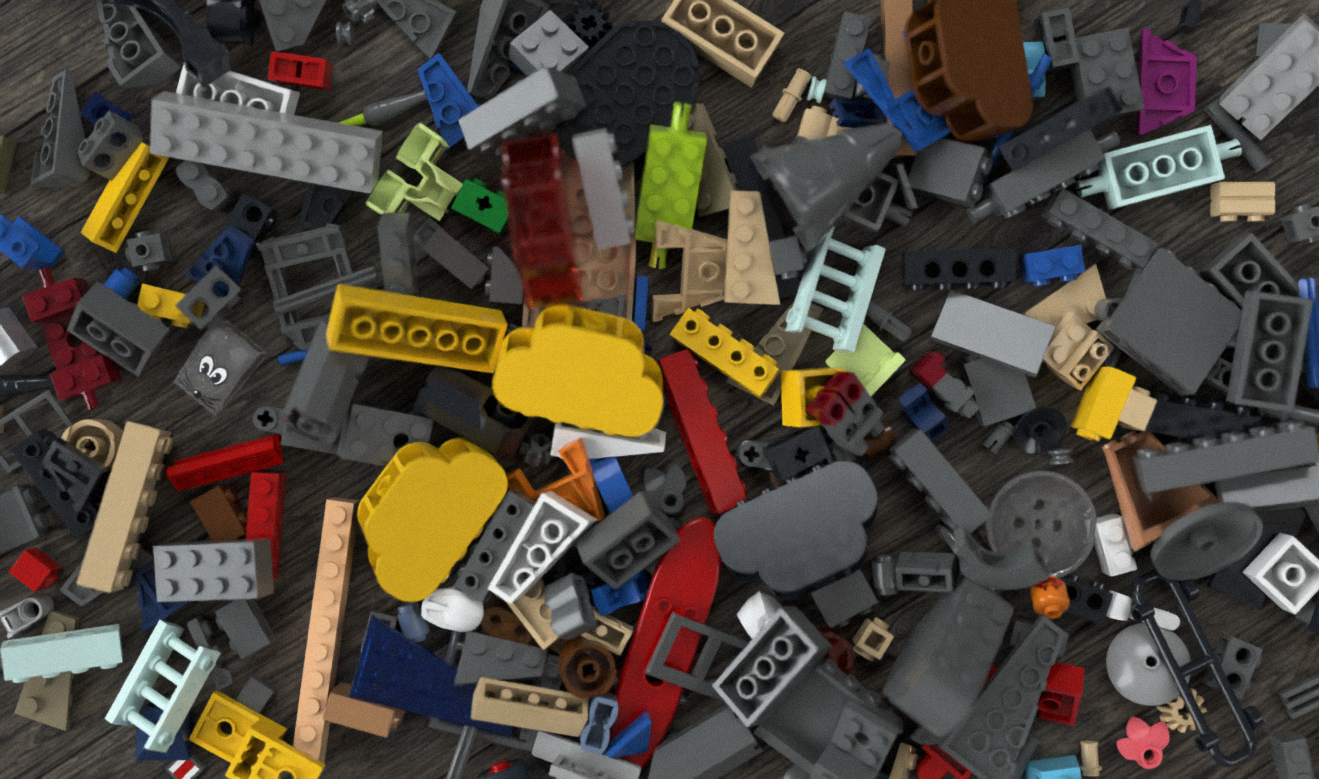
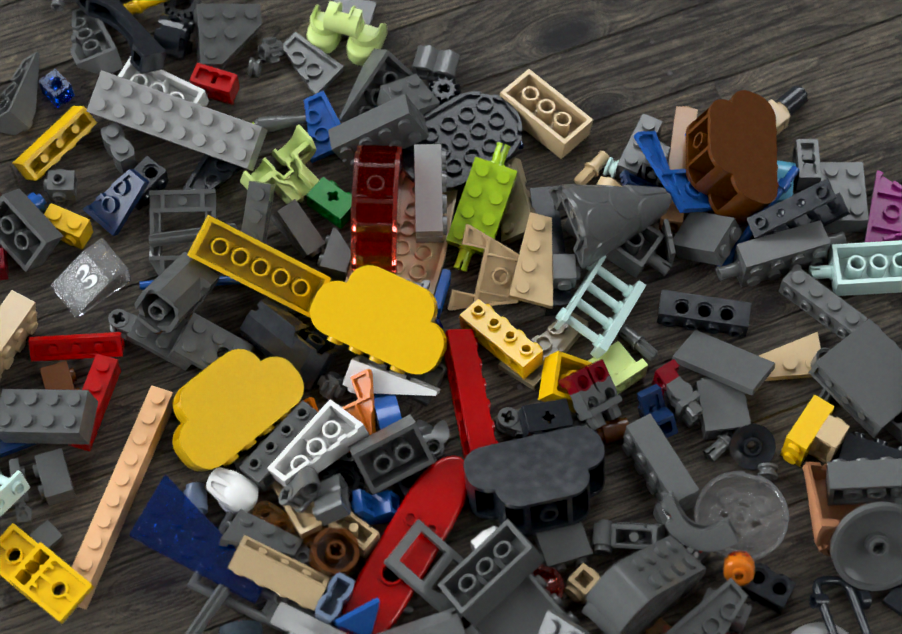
camera: 10 degrees right, 25 degrees down
(116, 148) = (59, 109): dark grey brick -> none
(203, 294) = (98, 215): dark grey brick -> none
(359, 713) = (136, 556): medium nougat brick -> none
(532, 606) = (301, 490): none -> dark grey piece
(1049, 264) = (780, 323): blue brick -> none
(1076, 351) = (789, 390): tan brick -> none
(1113, 545) = (801, 548): white brick -> none
(1121, 607) = (800, 600): white piece -> none

